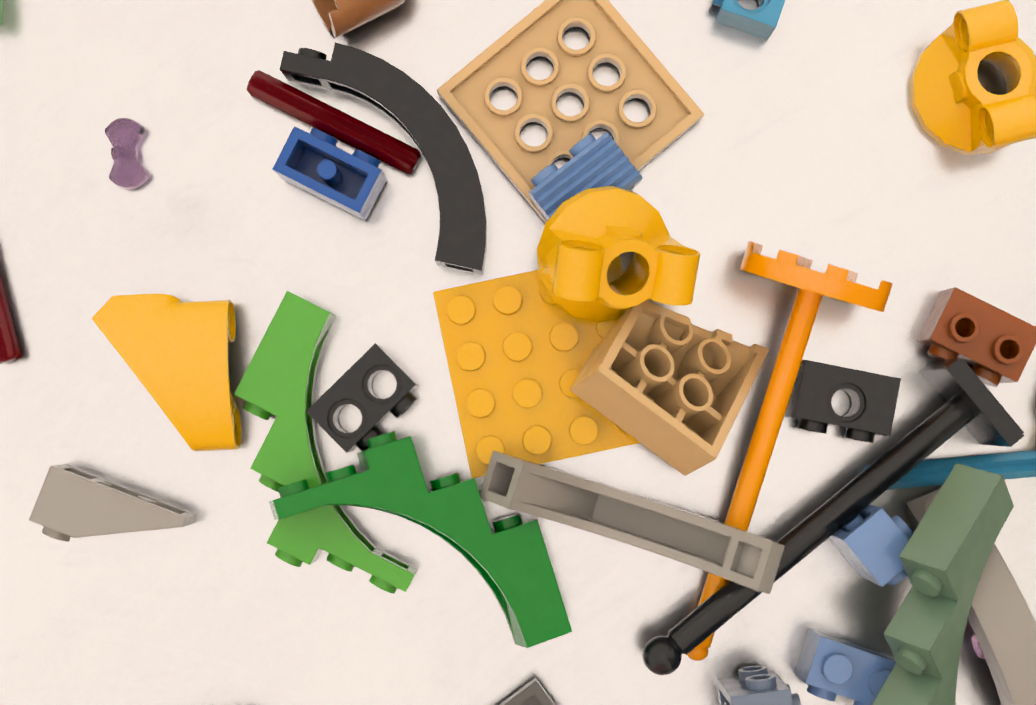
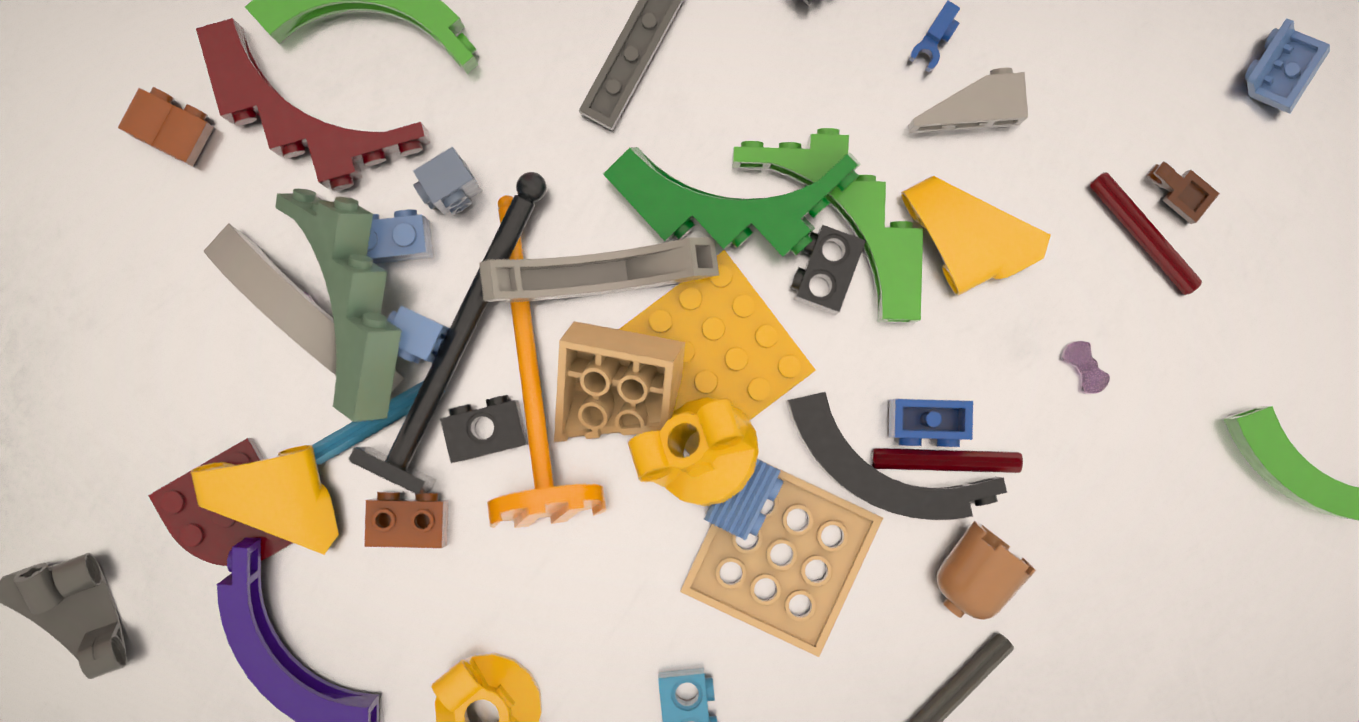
camera: 150 degrees right, 0 degrees up
(99, 616) = (942, 28): none -> blue plate

